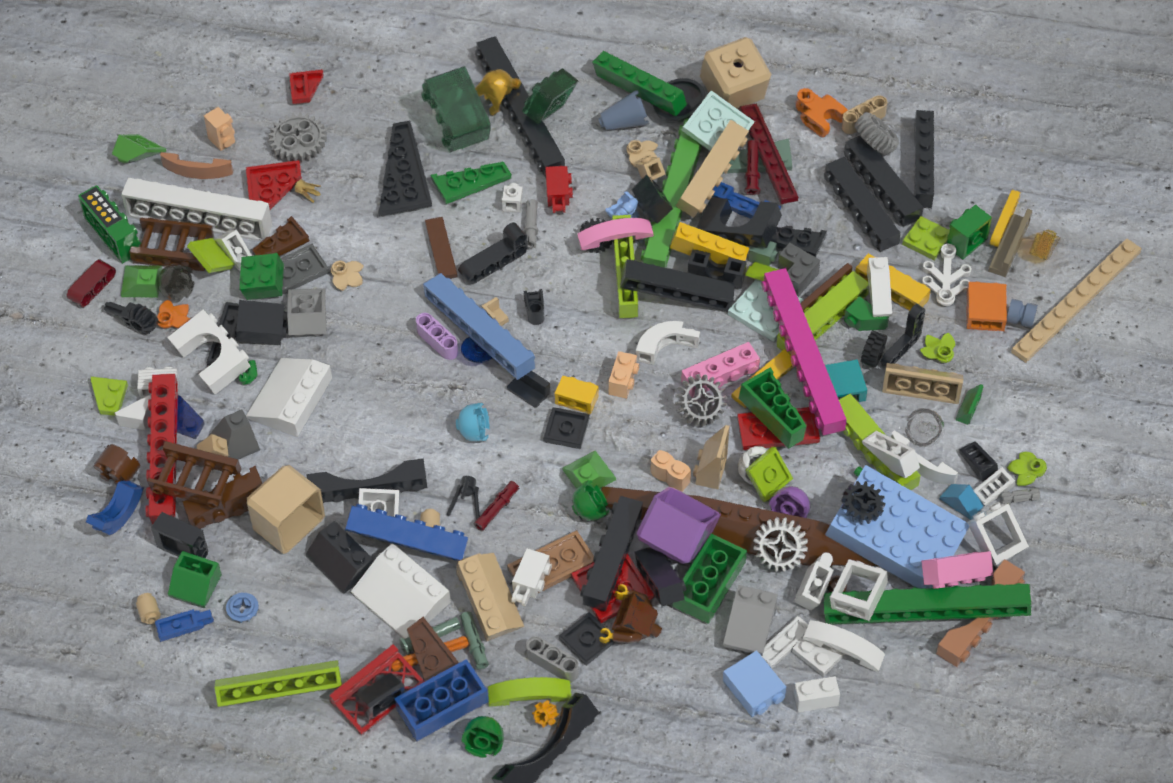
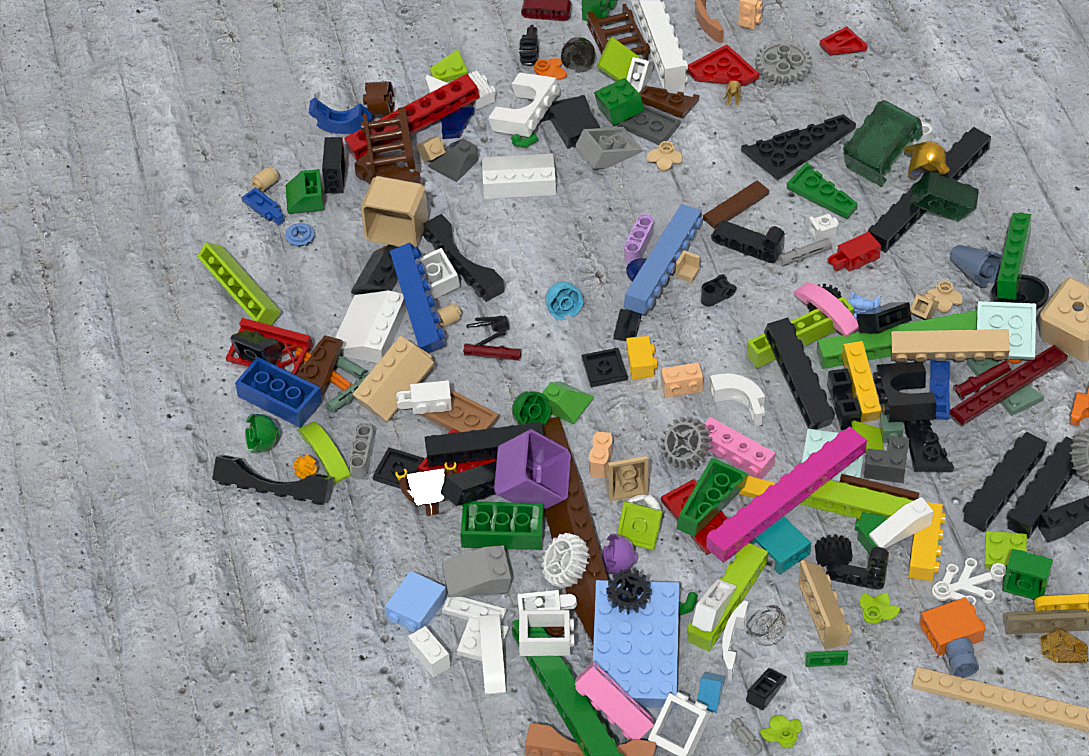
camera: 65 degrees right, 5 degrees down
(141, 281) = (565, 33): bright green slope -> none
(1001, 473) = (753, 719): white slope -> none

